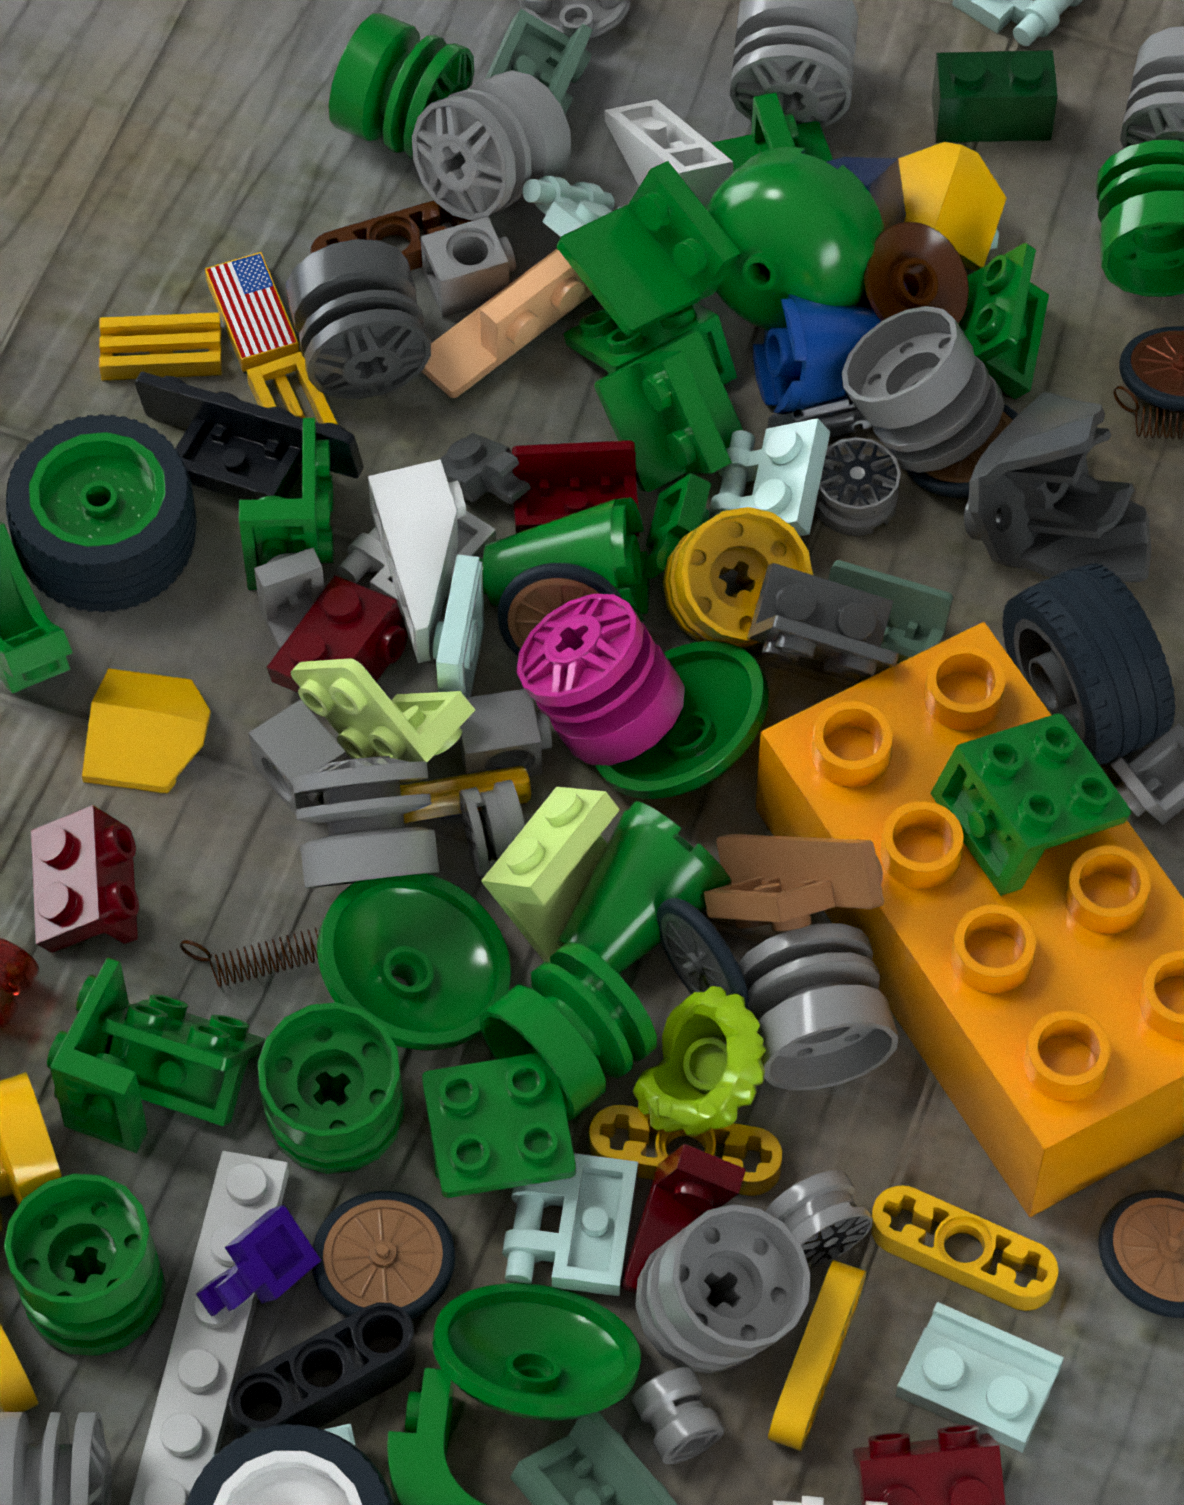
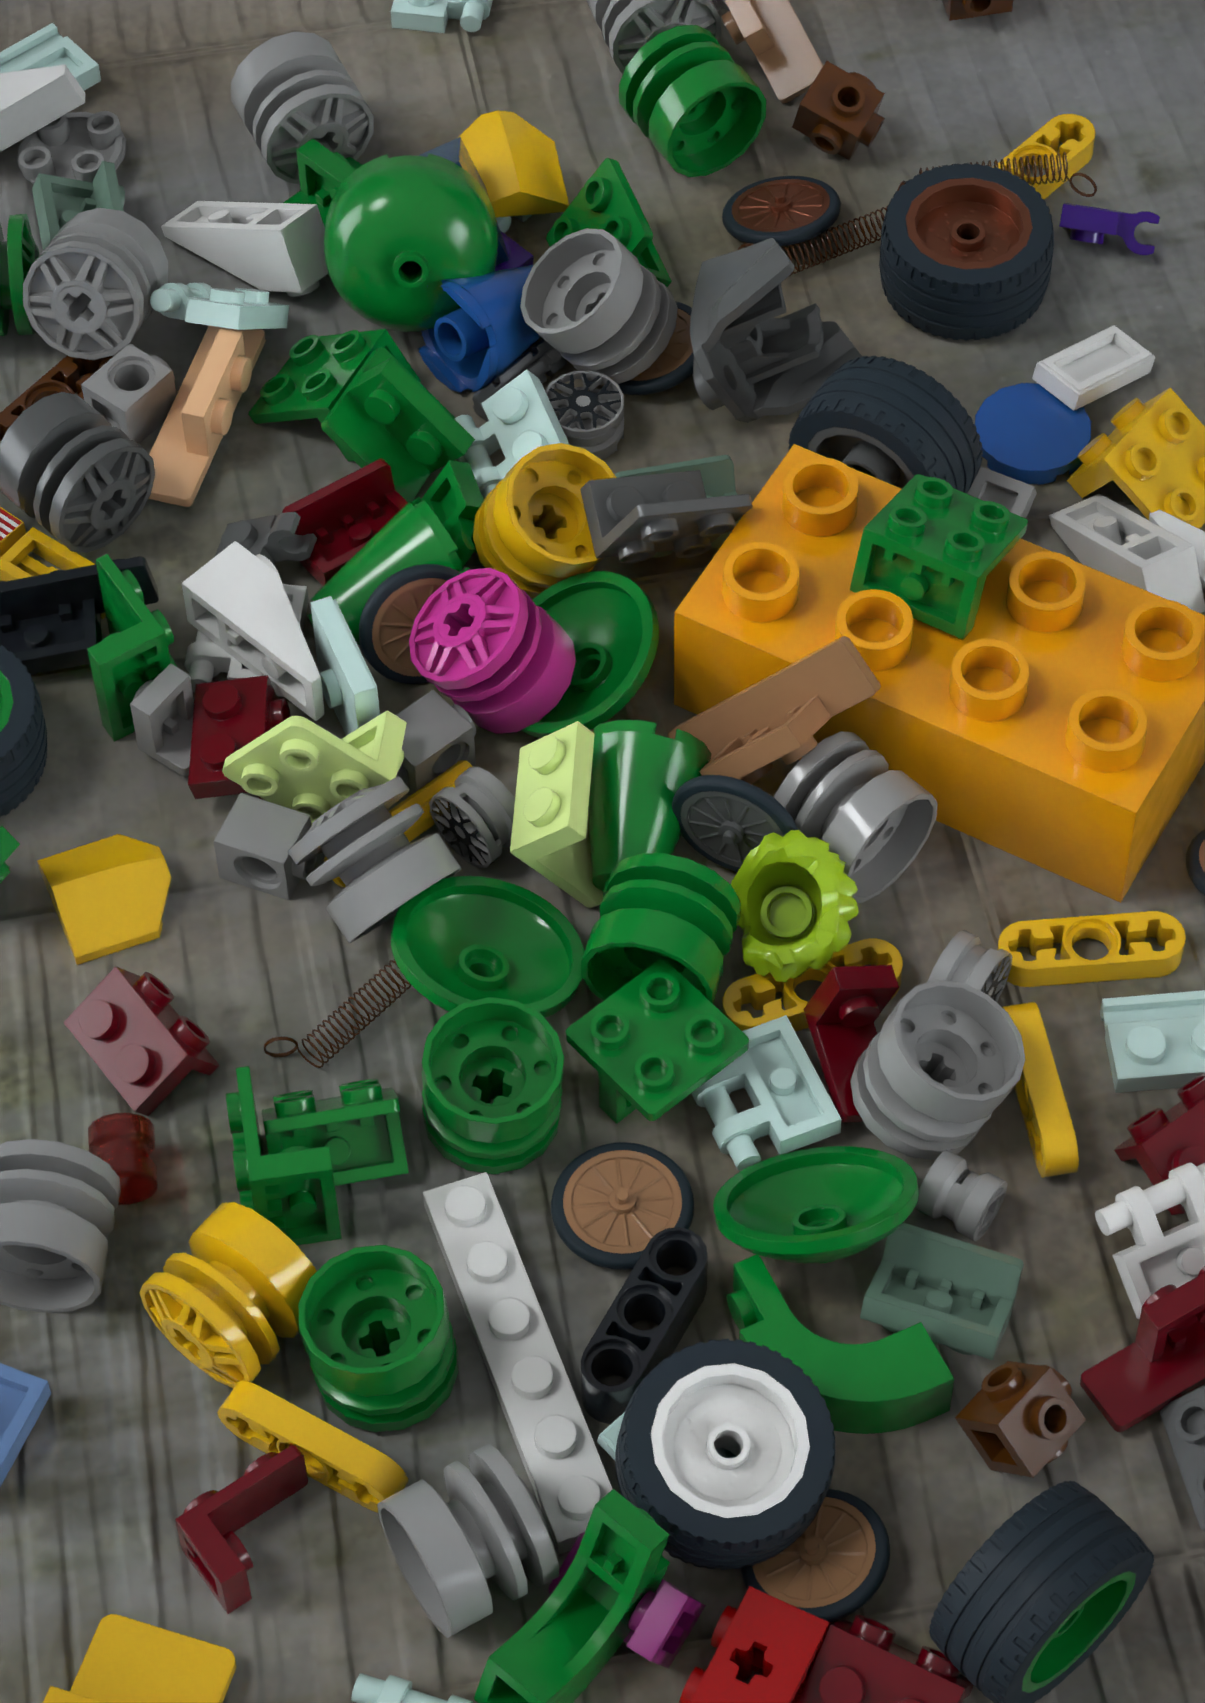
camera: 30 degrees left, 5 degrees down
(266, 1259) = (535, 1252): dark purple plate -> none
(651, 253) = (306, 295): green bracket -> none
(926, 265) = (528, 220): reddish brown dish -> none
(994, 96) = (484, 73): dark green brick -> none

